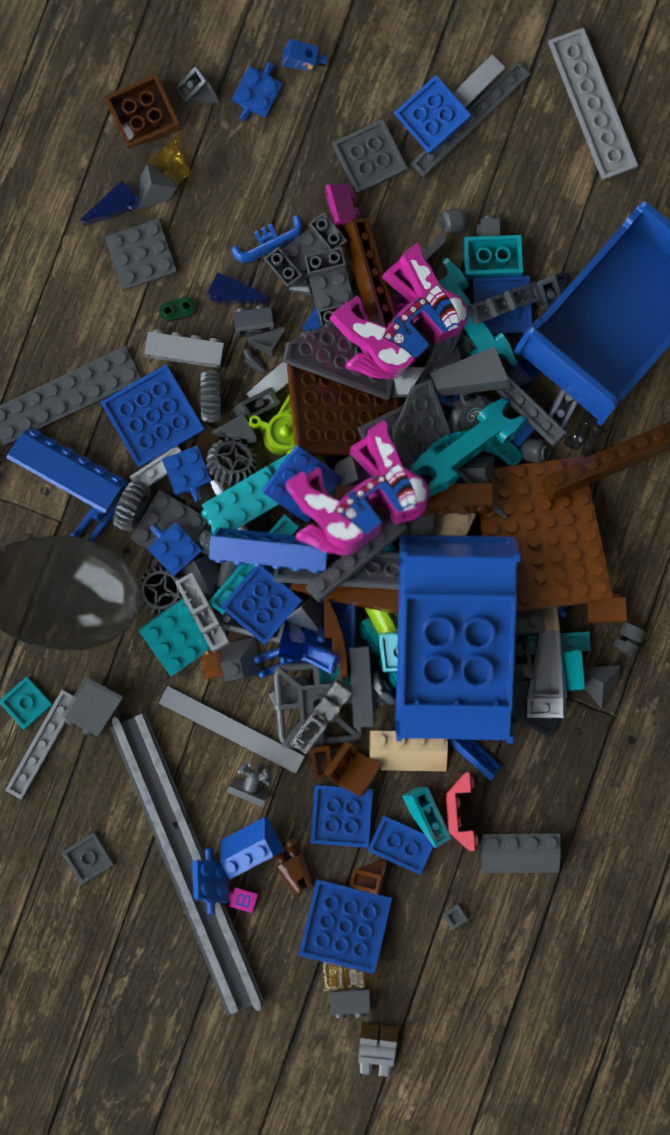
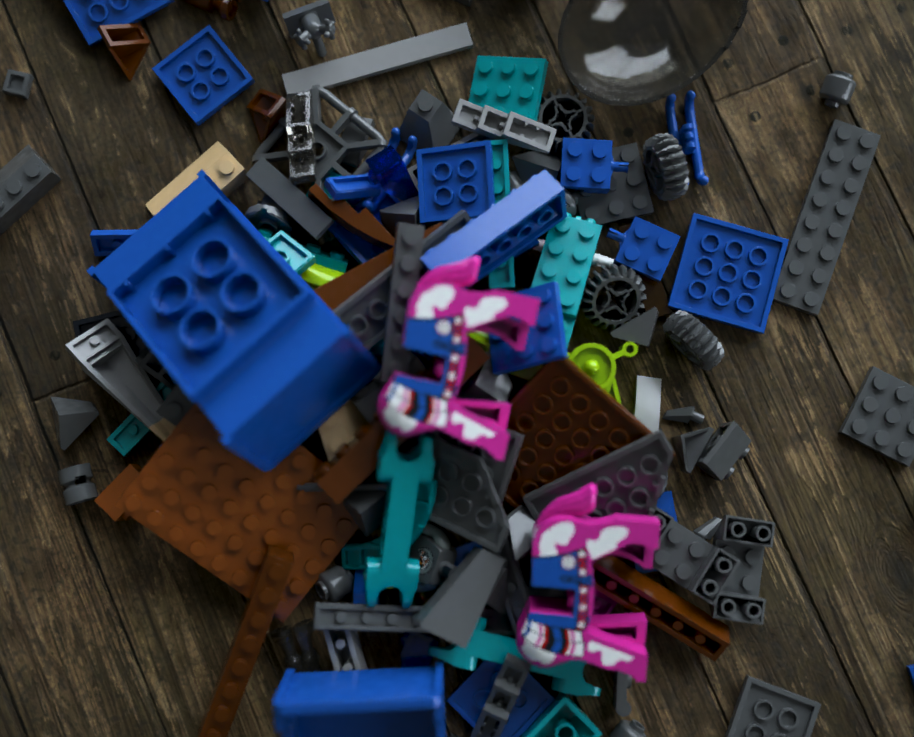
camera: 145 degrees right, 0 degrees up
(67, 470) = (758, 141): blue slope -> none
(154, 470) = (676, 221): white tile -> none
(178, 311) = (804, 396): dark green plate -> none
(184, 349) = (760, 363): light grey brick -> none
(211, 665) = (449, 92): clear orange brick -> none
(232, 292) = (772, 460): clear blue slope -> none
(257, 404) = (641, 373): dark grey slope -> none
(268, 242) = (783, 545): blue piece -> none
(341, 204) = (753, 650): dark pink slope -> none
(352, 770) = (228, 121): reddish brown bracket -> none
(401, 845) = (124, 100): blue plate -> none
(426, 814) = (123, 144): teal slope -> none
(467, 838) = (72, 154): coral slope -> none
(573, 670) = (100, 403): teal slope -> none

